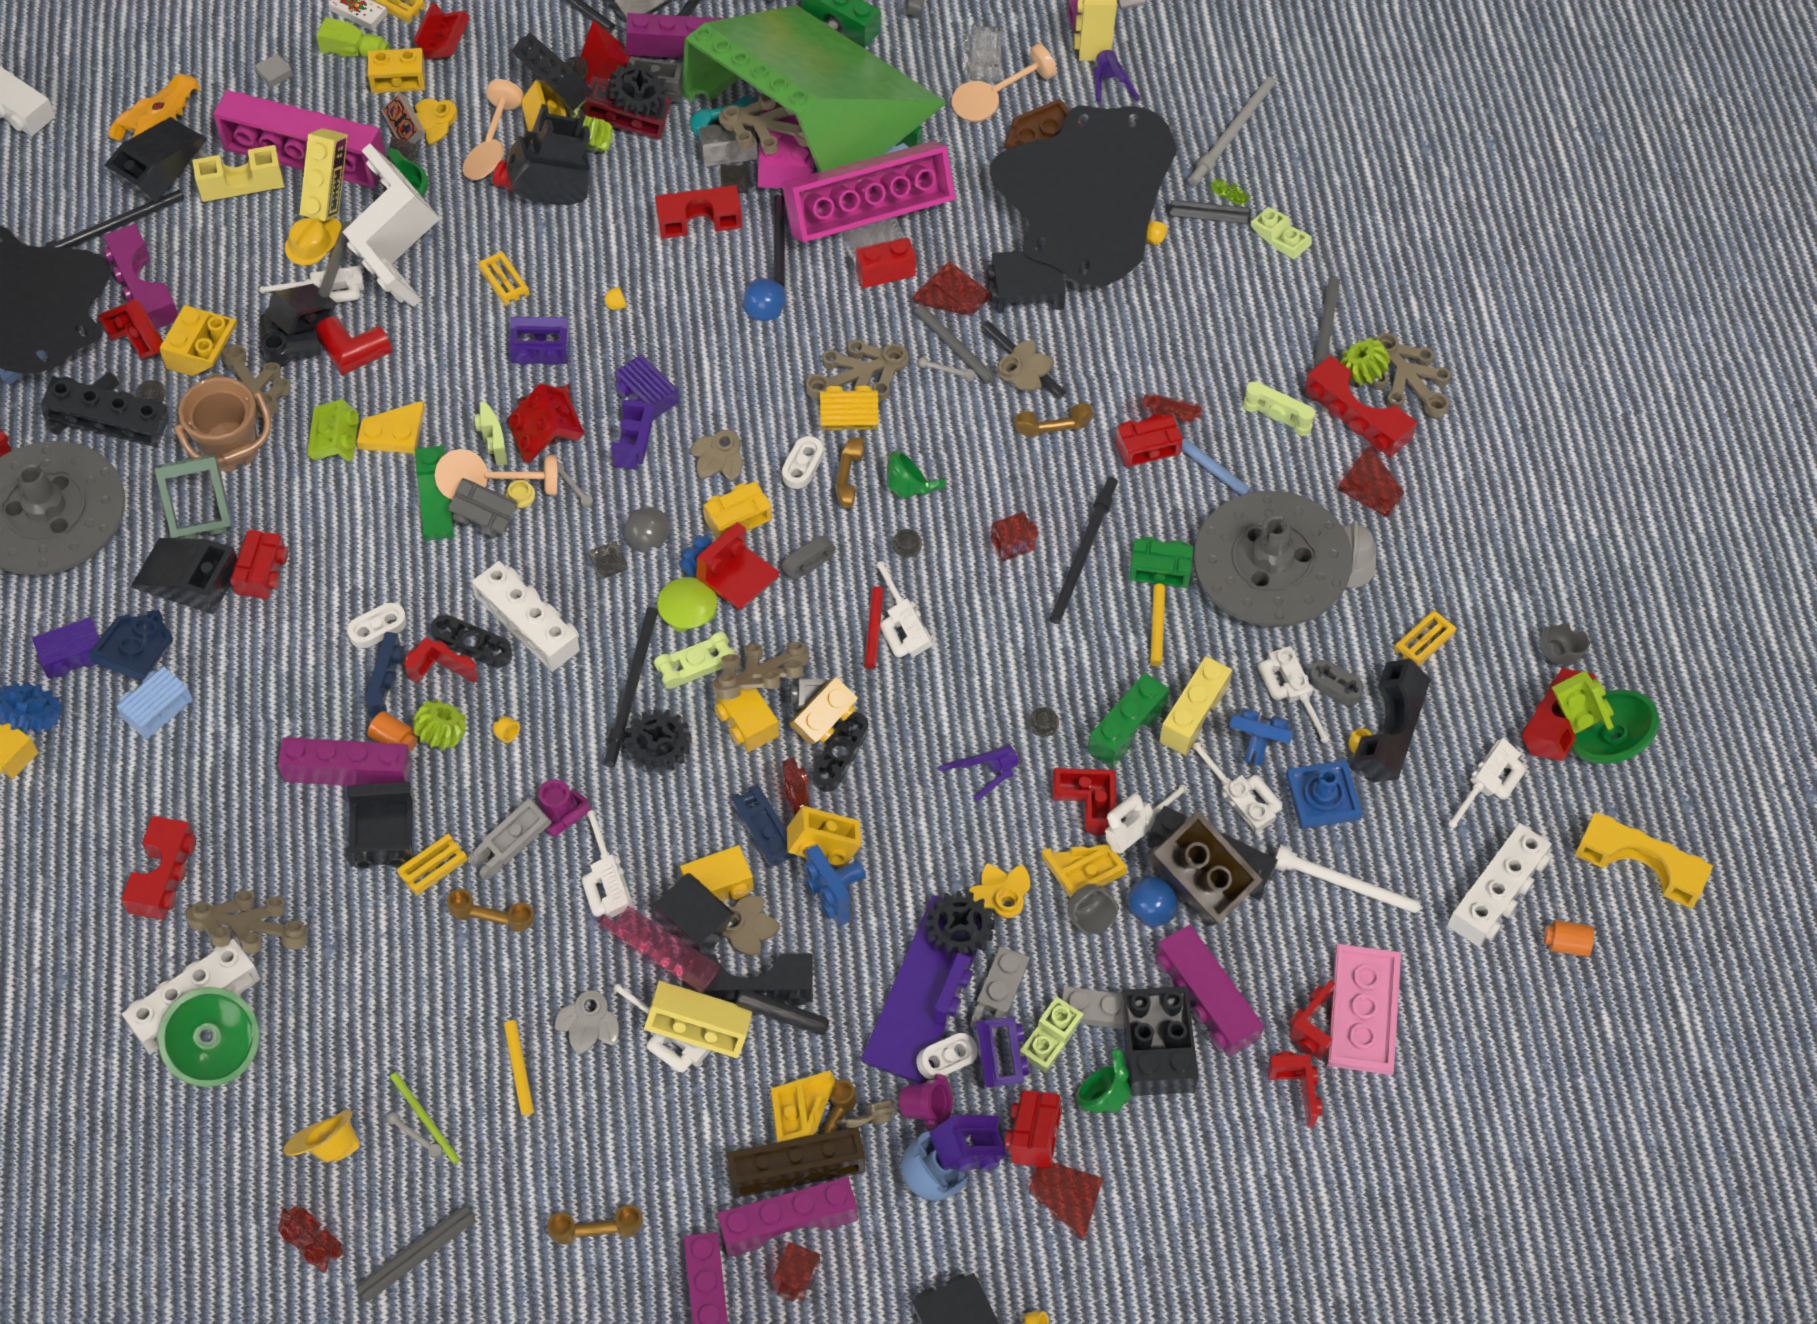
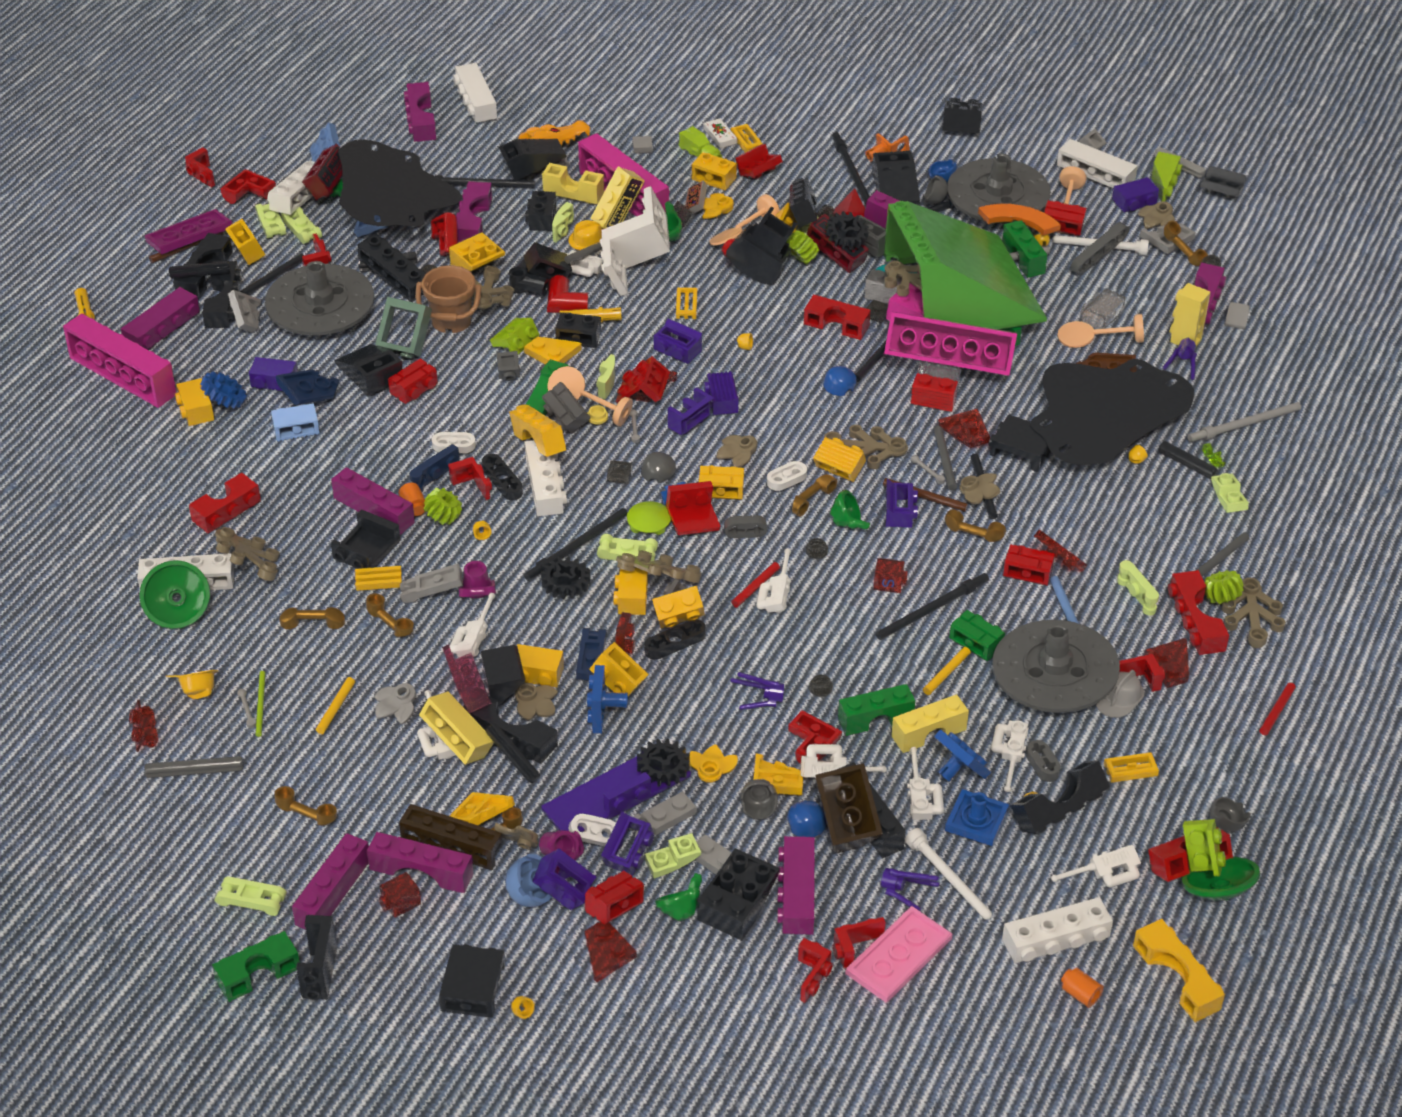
camera: 35 degrees right, 15 degrees down
(226, 231) = (541, 210): none -> black brick
(265, 236) = (561, 220): none -> yellowish green slope
(359, 480) = (508, 365): none -> dark grey bracket
(368, 979) = (334, 617): none -> pearl gold bar
(406, 383) = (579, 328): none -> black brick
(413, 349) = (606, 314): none -> yellow pin
(503, 562) = (531, 423): none -> yellow arch
(946, 437) = (896, 515): none -> dark purple window
(969, 405) = (936, 498): none -> reddish brown bar
(1300, 922) = (895, 880): none -> dark purple plant
(1364, 507) = (1146, 666): none -> red bracket
(1513, 483) = (1277, 708): none -> red bar

